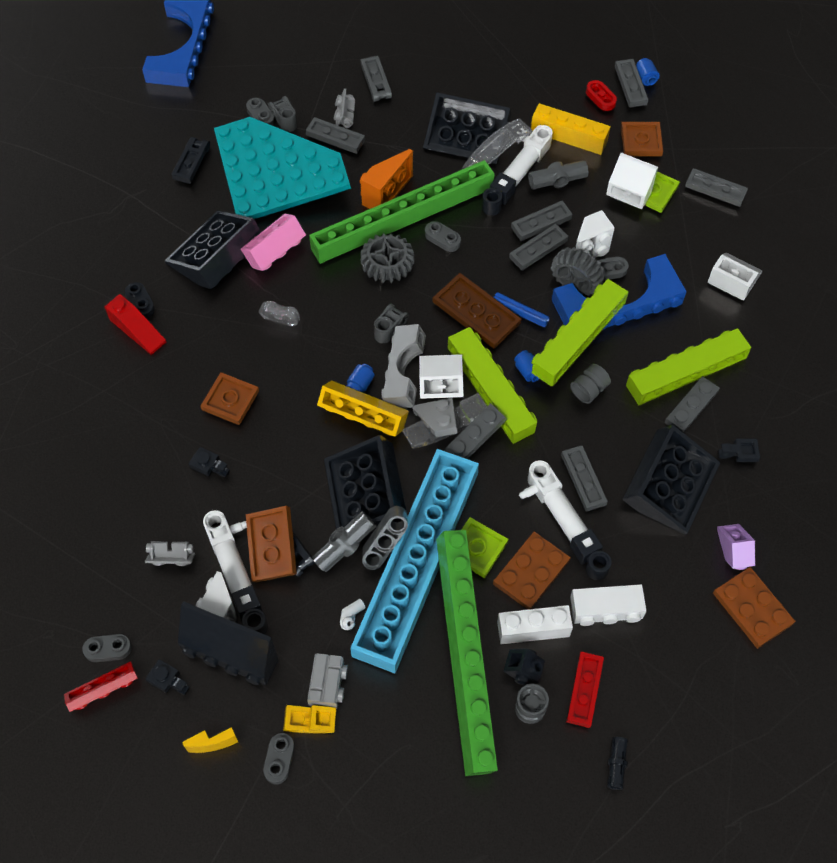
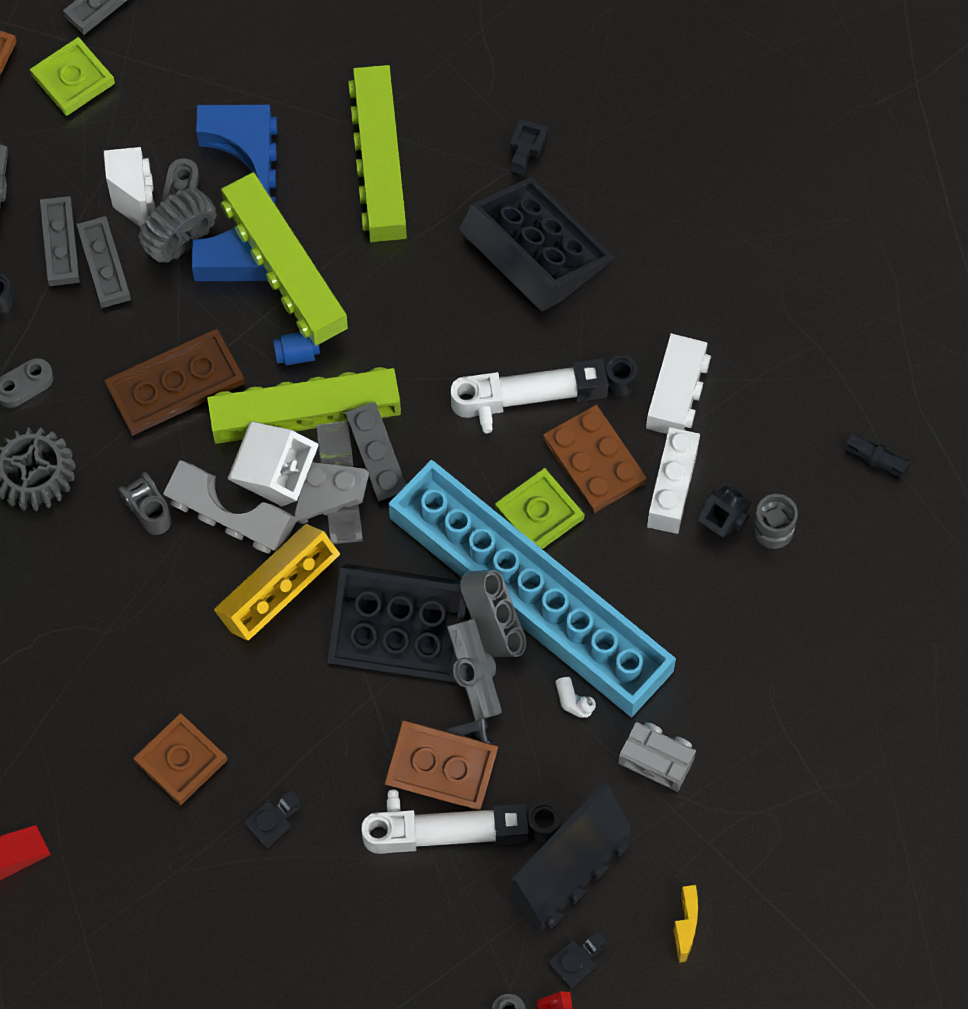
camera: 70 degrees left, 5 degrees up
(180, 555) = (396, 918): light grey hinge -> none
(218, 599) = (502, 852): white slope -> none
(279, 313) = (70, 642): clear plate -> none
(279, 758) = (733, 850): dark grey plate -> none
(309, 720) = (697, 794): yellow slope -> none
(361, 378) = (222, 571): blue brick -> none
(466, 654) = (685, 568): bright green brick -> none
(523, 310) = (198, 323): blue axle -> none
(584, 478) = (491, 345): dark grey plate -> none
(585, 689) = (775, 455): red plate -> none
(588, 386) = (358, 283): dark grey wheel -> none
(632, 181) = (63, 94): white slope -> none
(692, 404) = (435, 174): dark grey plate -> none
(734, 276) = (264, 35): white slope -> none
(737, 546) = (655, 206): lavender slope -> none
(753, 607) = (738, 224): dark orange plate -> none

